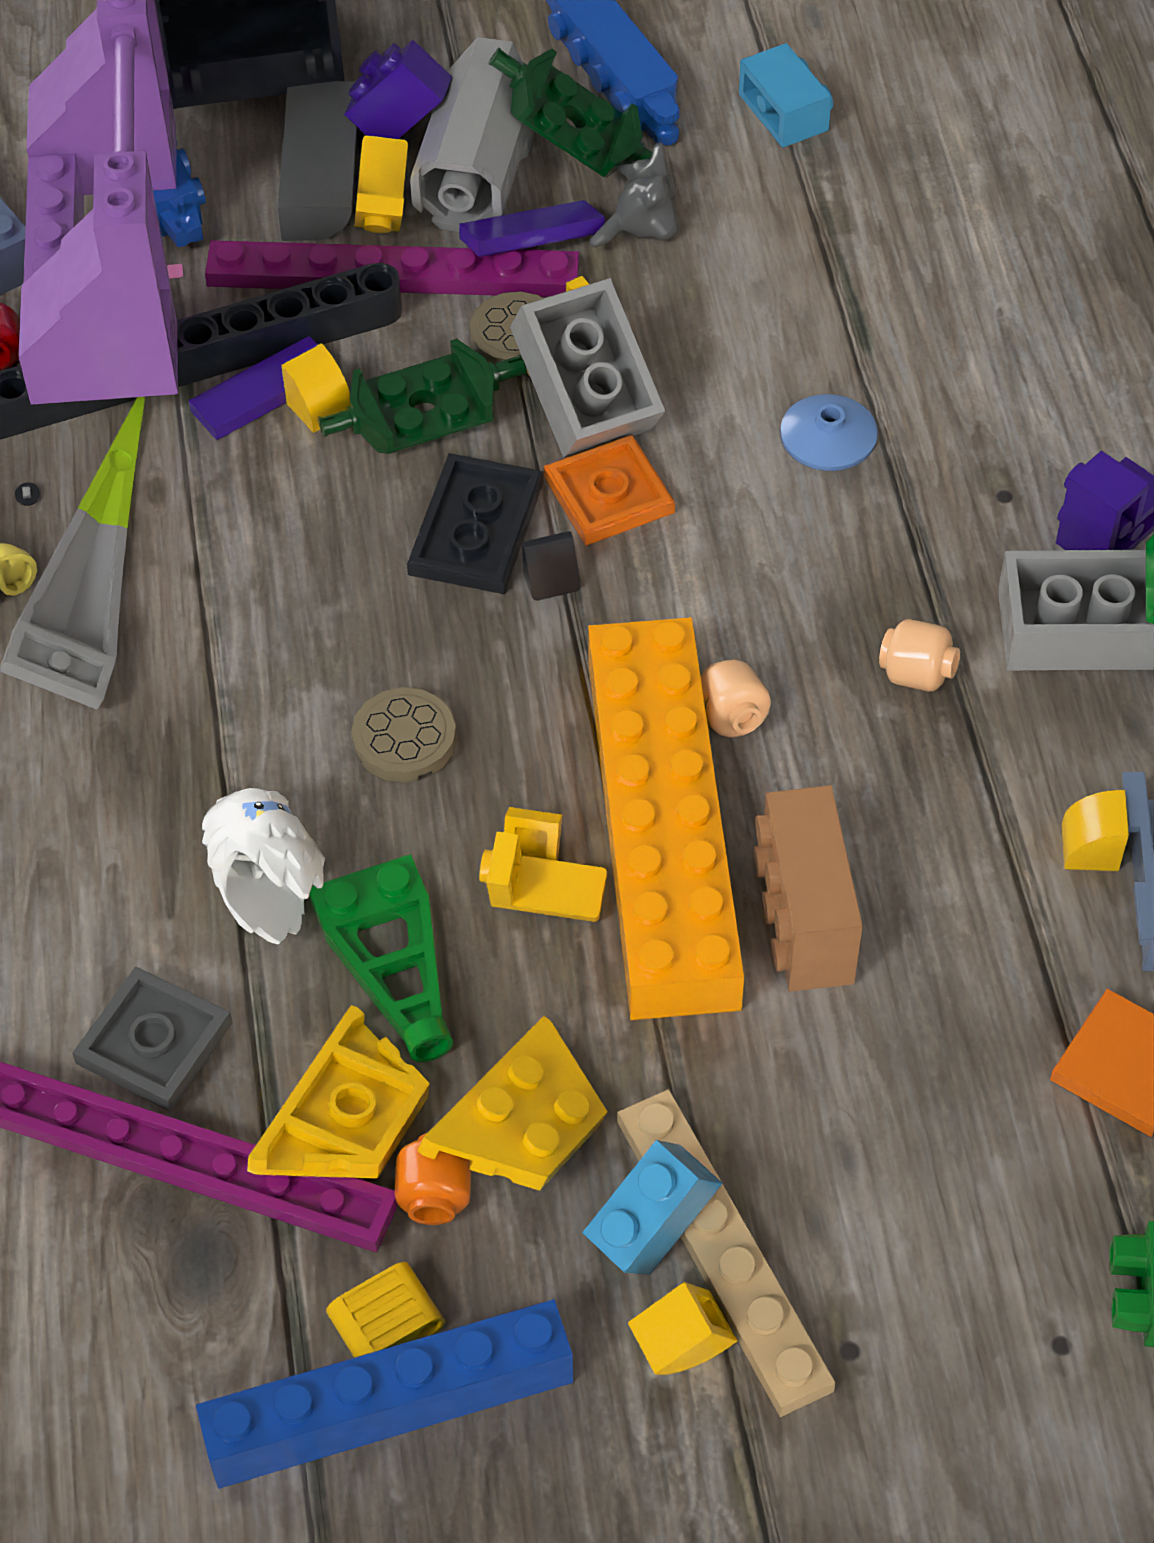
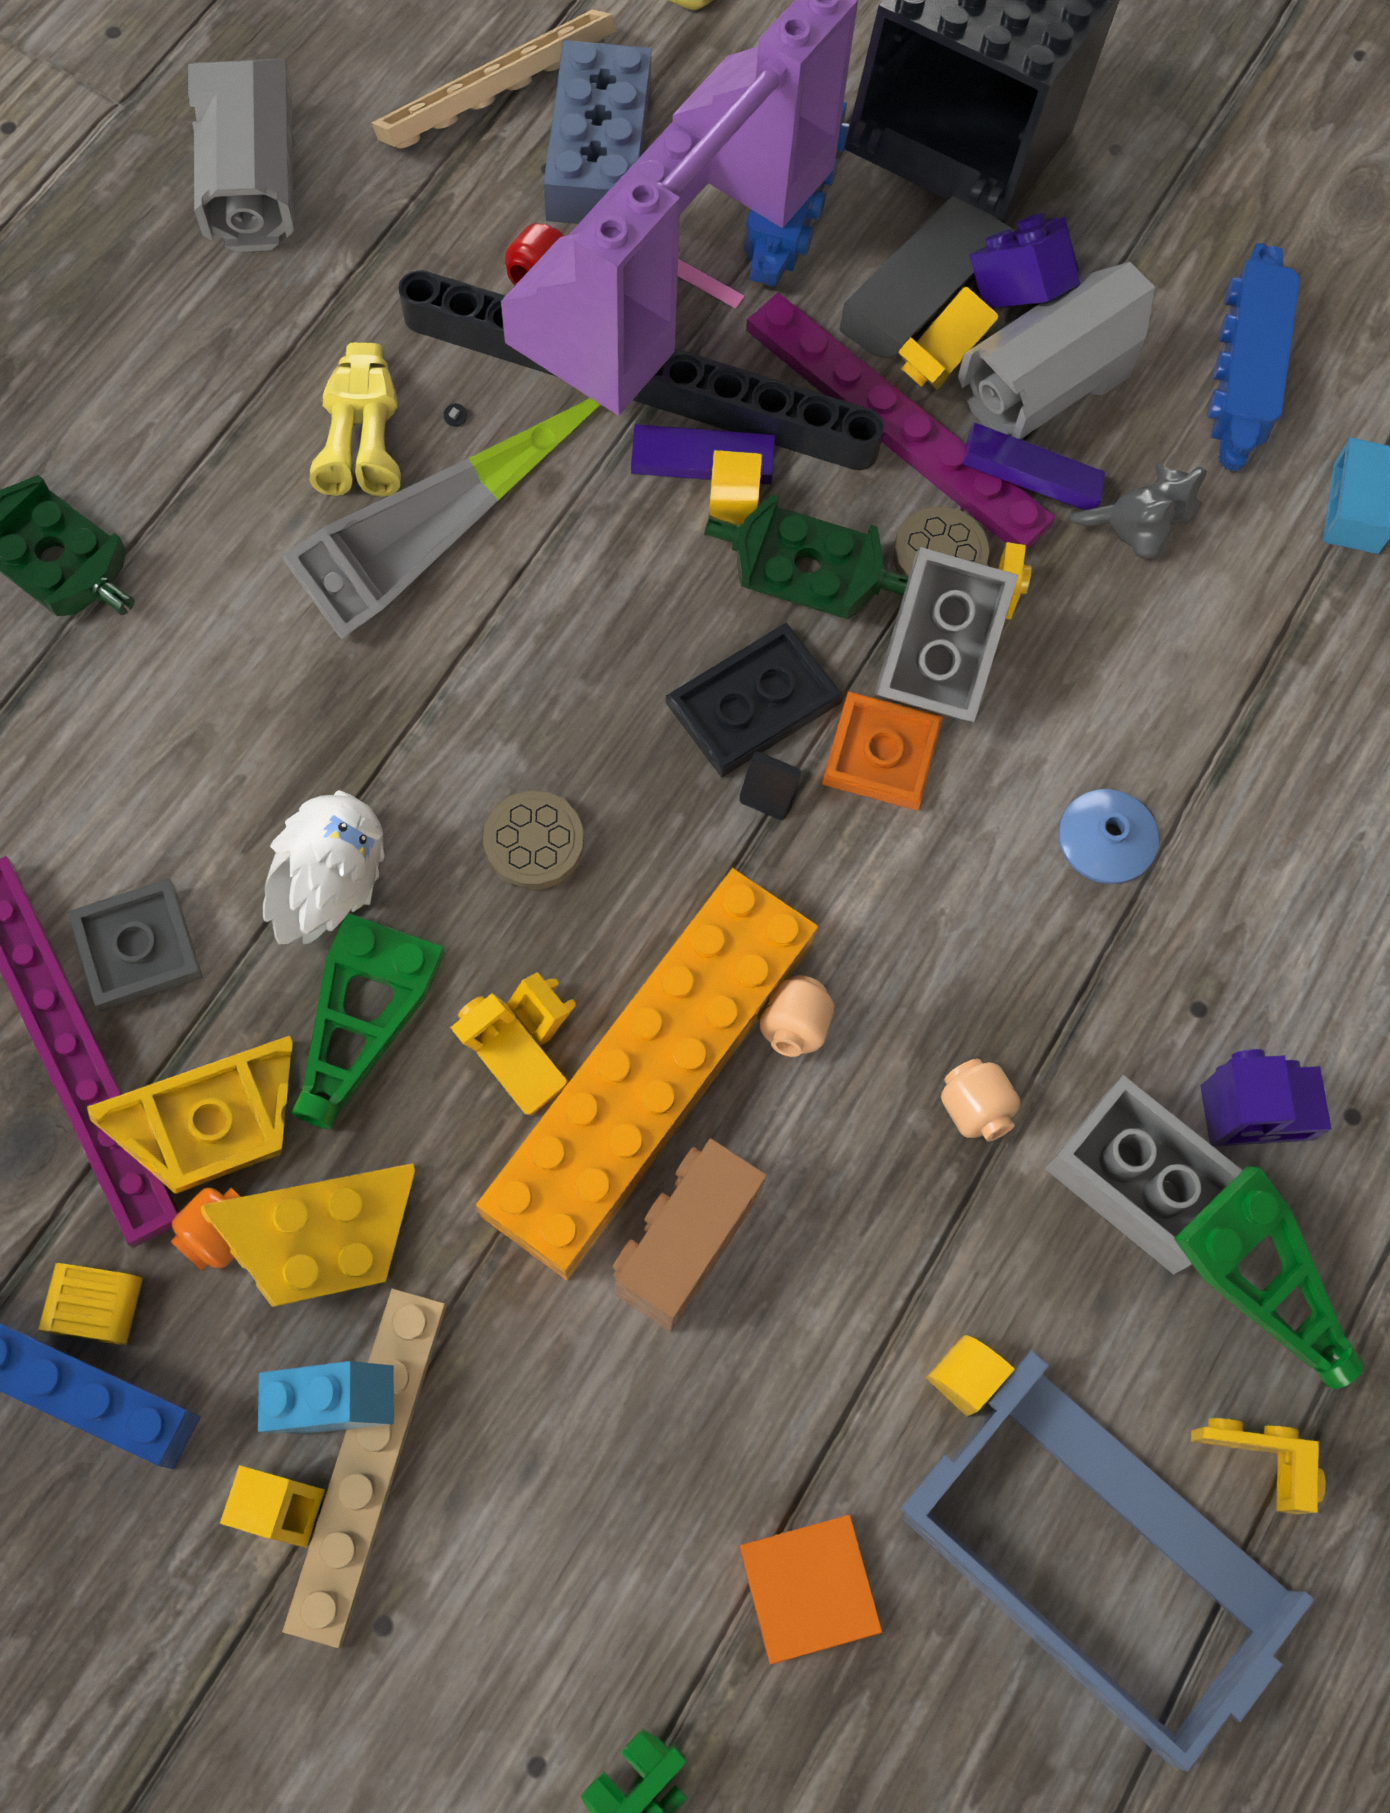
camera: 35 degrees right, 15 degrees up
(547, 97) = (1148, 351): dark green plate -> none

